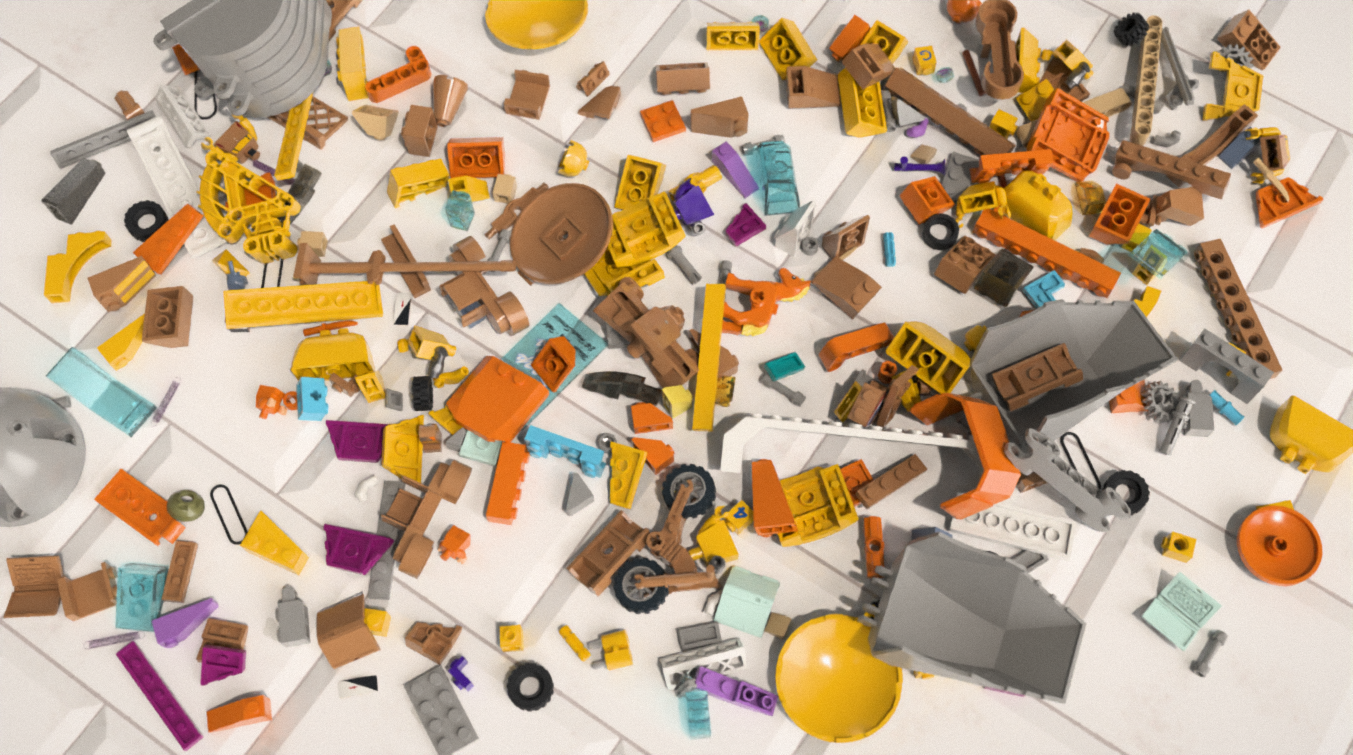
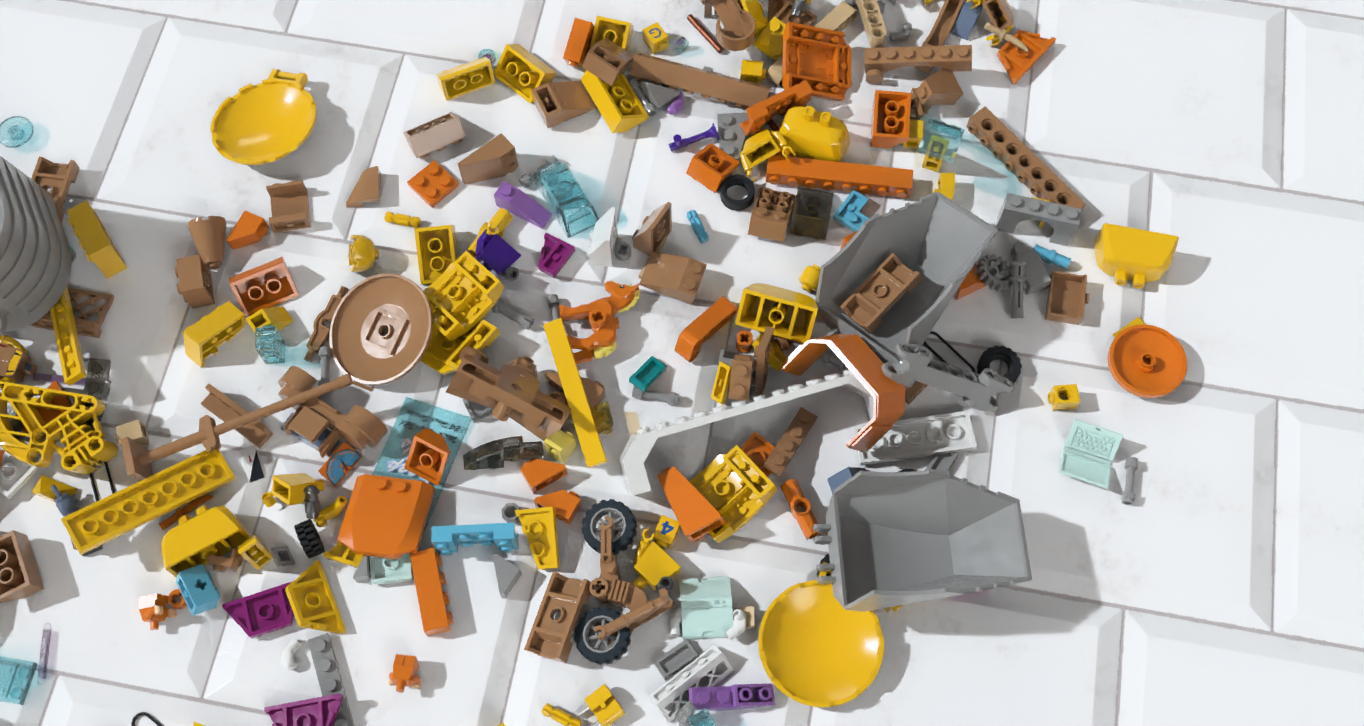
camera: 25 degrees left, 0 degrees up
(376, 120) = (144, 287): tan slope -> none
(400, 79) = (135, 253): orange beam -> none
(416, 513) = (354, 657): medium nougat piece -> none
(431, 438) = (336, 579): medium nougat leg -> none
(476, 339) = (339, 464): none -> slope
(483, 103) = (247, 231): none -> orange slope
(504, 188) = (305, 306): tan brick -> none
(594, 78) = (349, 166): medium nougat hinge -> none
(622, 143) = (402, 219): none -> yellow axle
(770, 628) = (739, 624): none -> white arm
(924, 154) = (691, 126): tan slope -> none
(1090, 197) = (856, 110): clear yellow slope -> none
(1092, 254) = (879, 162): medium nougat arm -> none
(1223, 453) = (1066, 298): none -> medium nougat container

